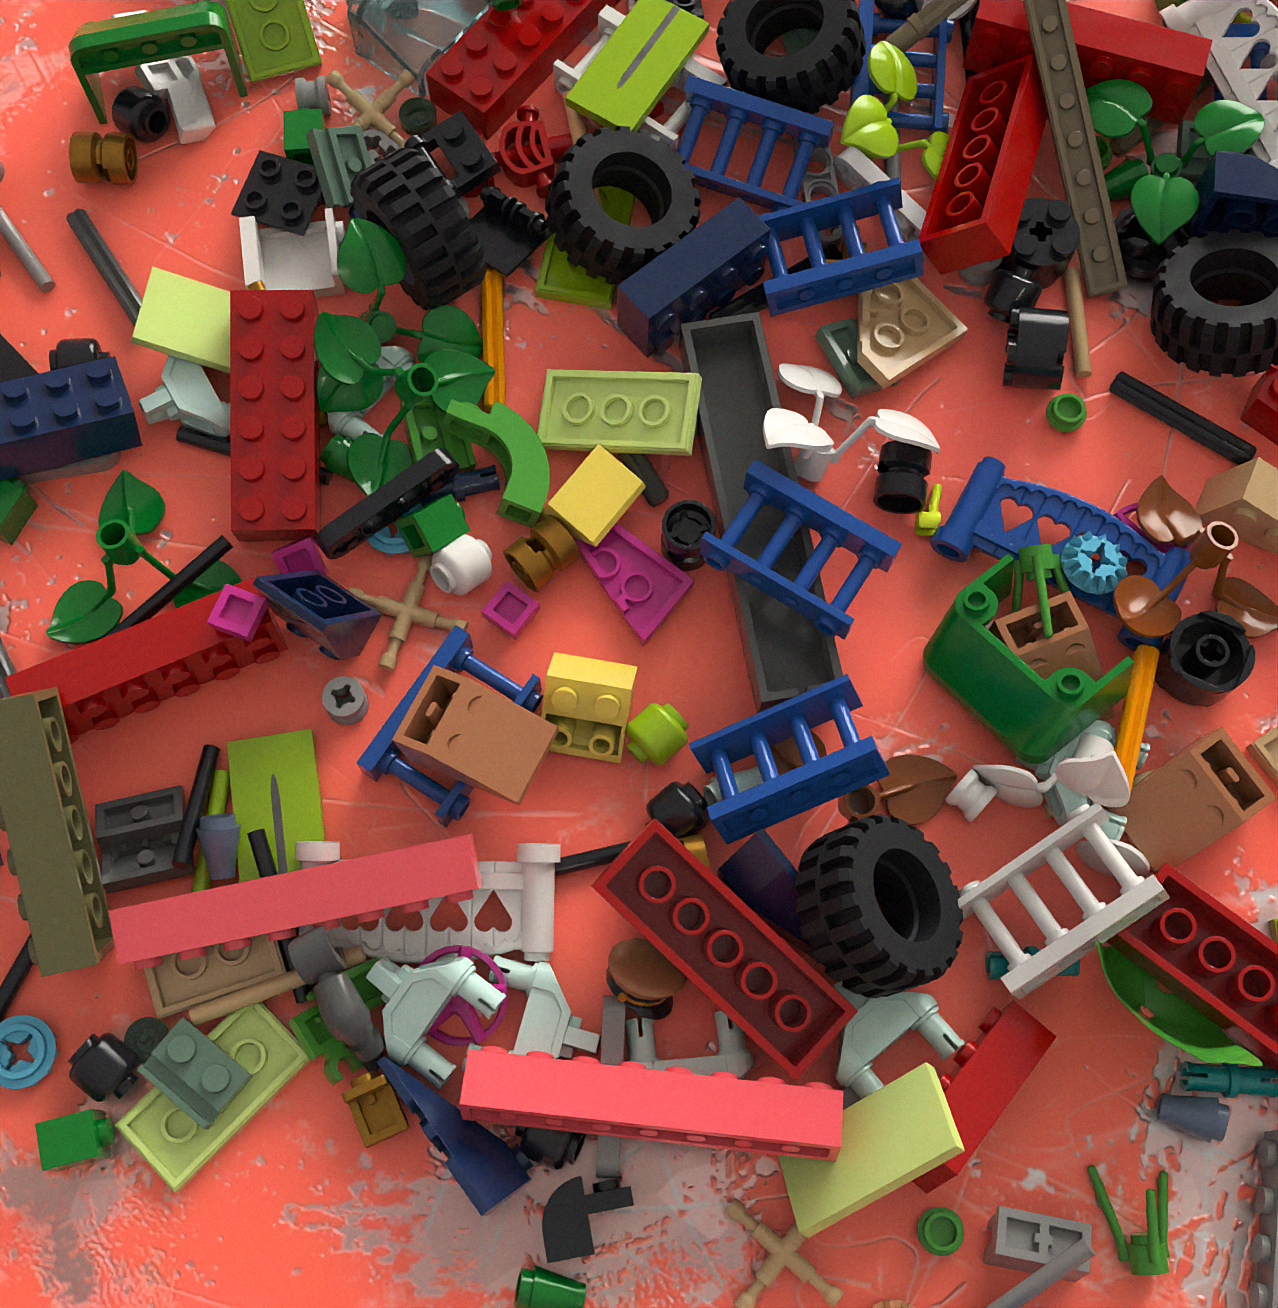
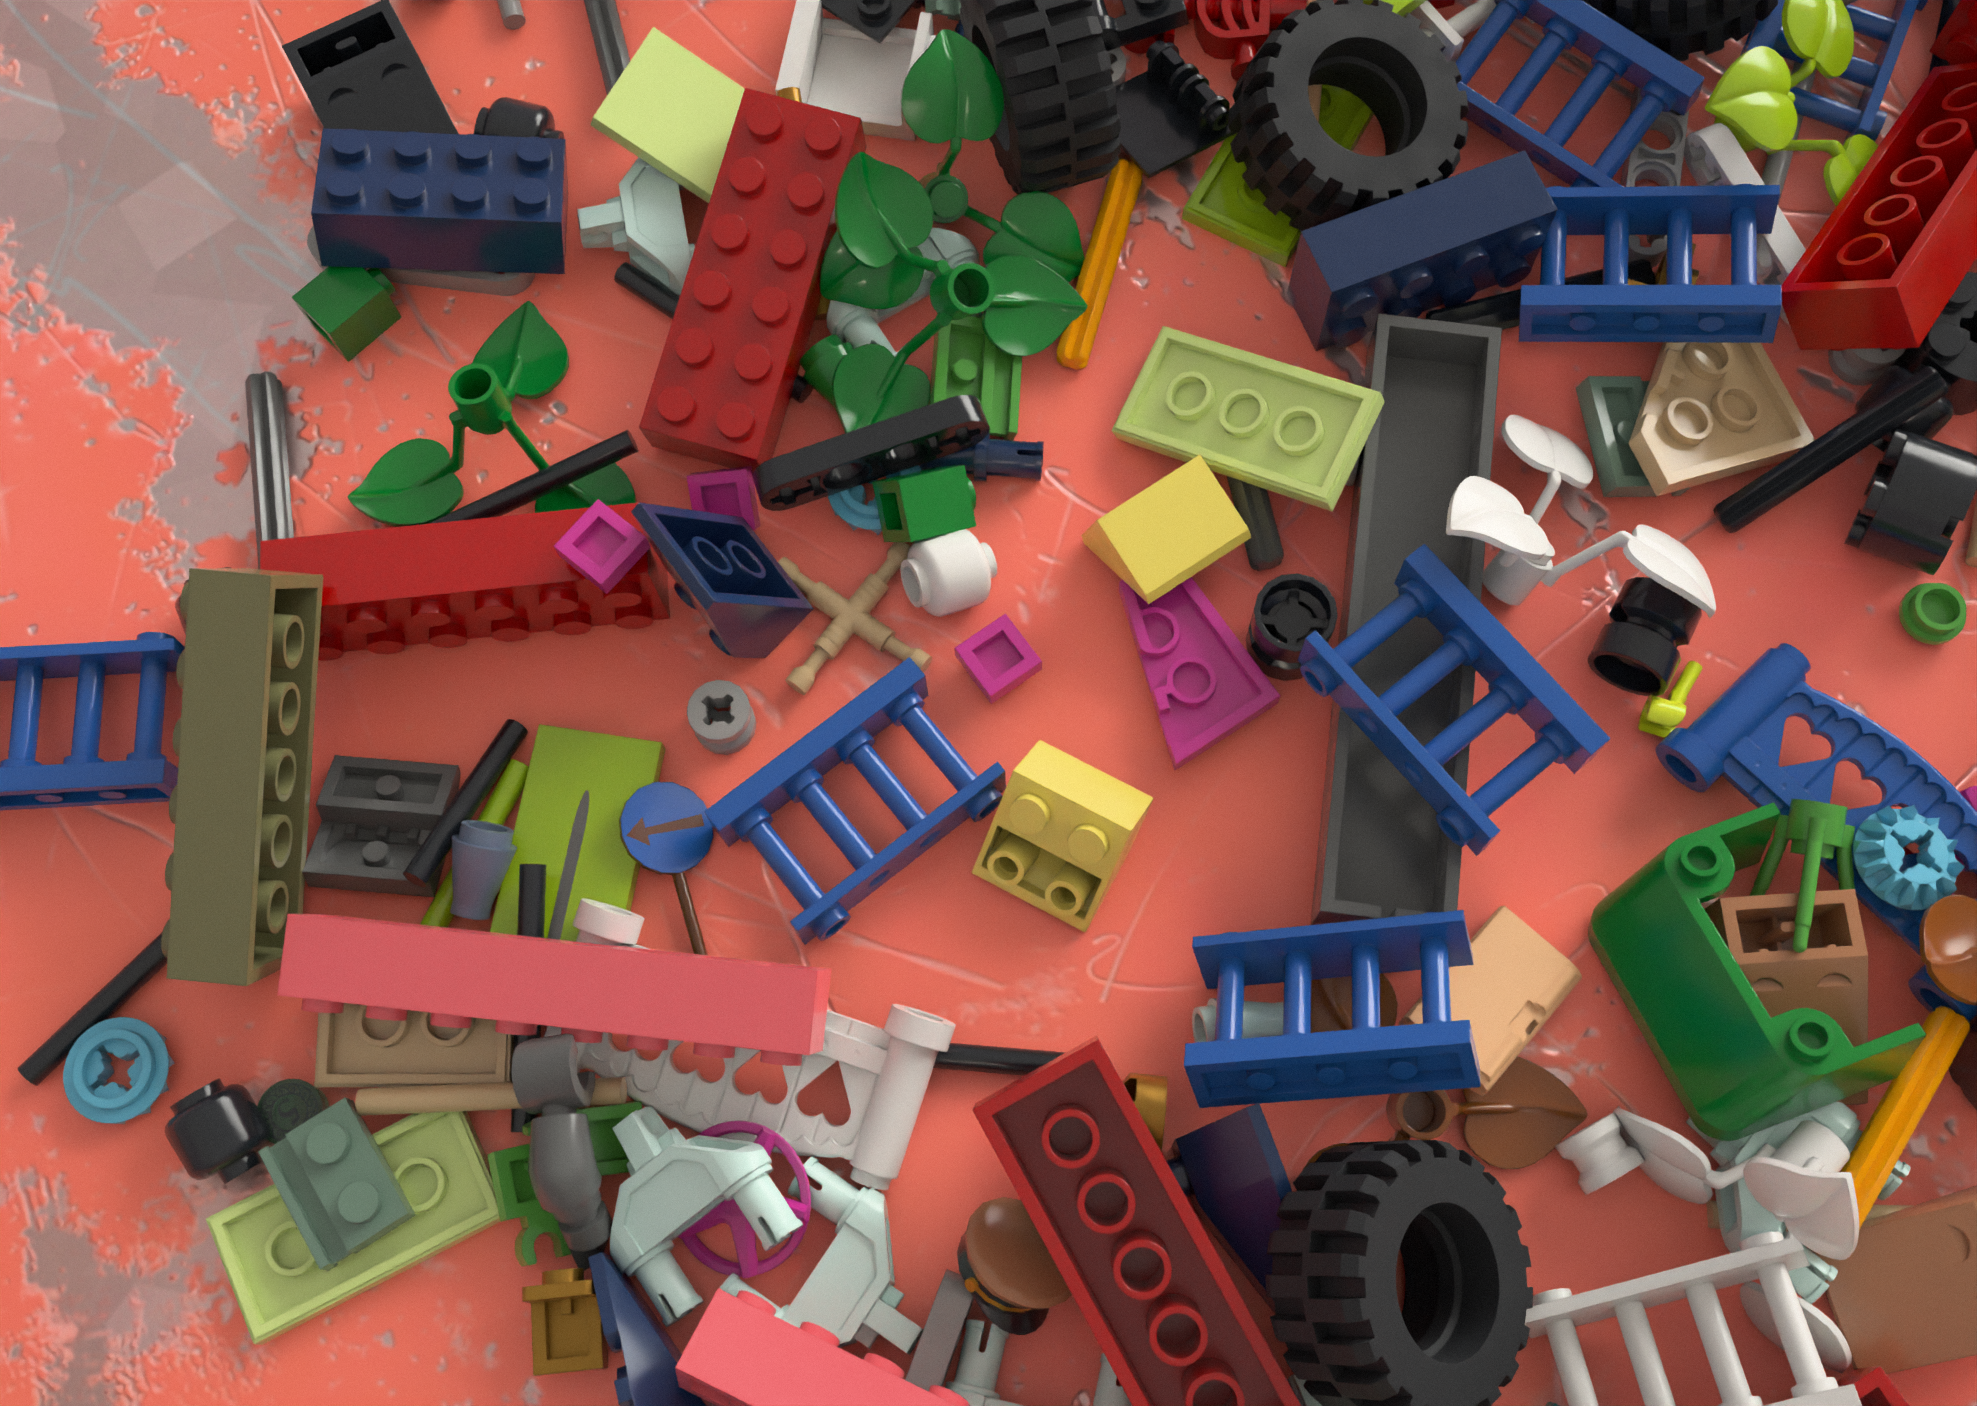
camera: 25 degrees right, 0 degrees up
(74, 1140) = (144, 1221): green brick -> none
(336, 785) = (669, 834): none -> blue piece
(474, 735) = (881, 827): nougat slope -> none
(516, 449) = (1081, 430): bright green arch -> none
(545, 551) = (1070, 590): pearl gold wheel -> none
(656, 734) = (1150, 907): lime head -> none
(679, 809) = (1145, 1032): black head -> none
(888, 715) = (1506, 992): none -> light nougat piece
(977, 331) = (1831, 449): none -> black axle

